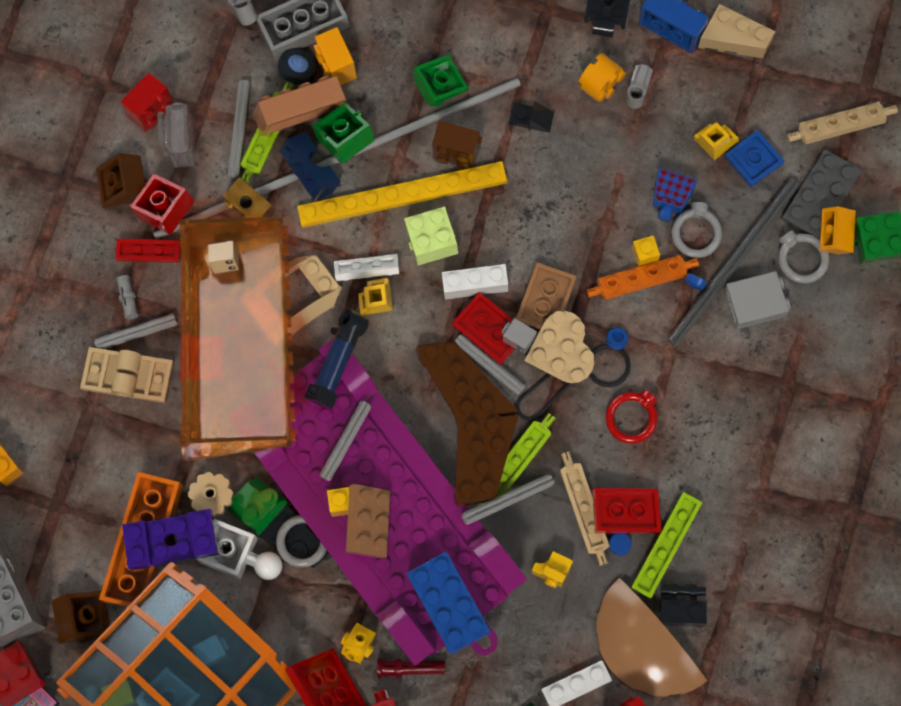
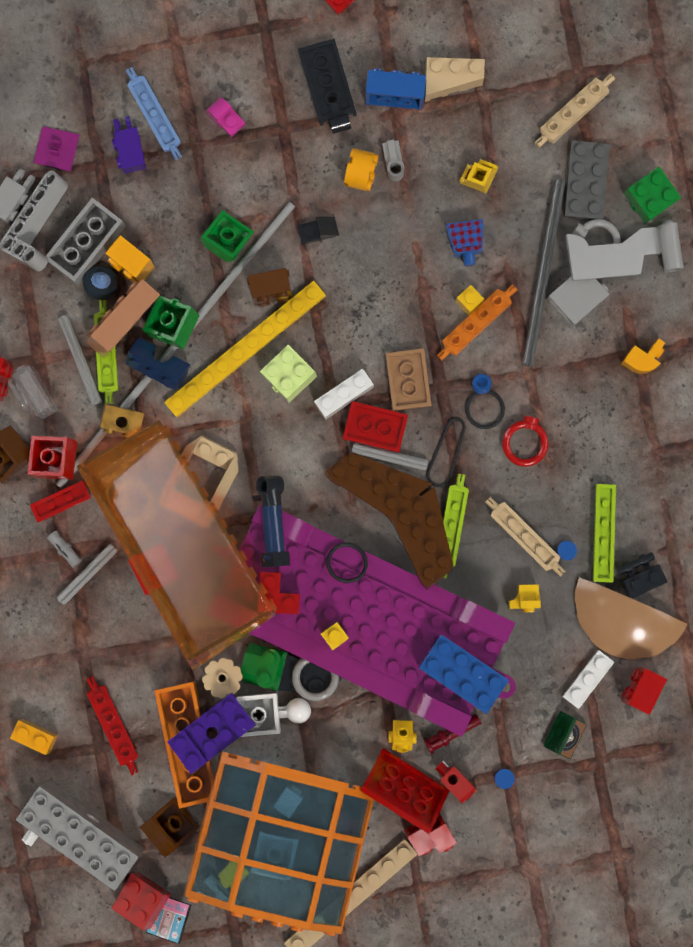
camera: 30 degrees left, 10 degrees up
(80, 489) = (112, 725): none -> red plate
(127, 374) = (99, 613): tan plate -> none
(222, 257) = (127, 478): tan brick -> none
(307, 444) = (284, 602): none -> red brick
(345, 440) = (311, 585): light grey axle -> none
(366, 267) = (248, 426): white plate -> none
(368, 521) = (365, 641): medium nougat plate -> none
(376, 297) = (269, 447): yellow brick -> none
(380, 455) = (342, 579): none -> black tyre
(507, 499) = (462, 562): light grey axle -> none
(518, 335) = (403, 423): light grey brick -> none
(561, 348) = (442, 416): tan plate -> none
(626, 510) = (560, 522): red plate -> none
(695, 281) = (521, 305): blue tile -> none
(699, 211) = (493, 244): light grey piece -> none
(754, 159) = (518, 176): blue plate -> none
(790, 395) = (643, 362): none -> light orange brick
(824, 285) = (626, 257): none -> light grey door
(837, 230) = (616, 206): light orange brick -> none

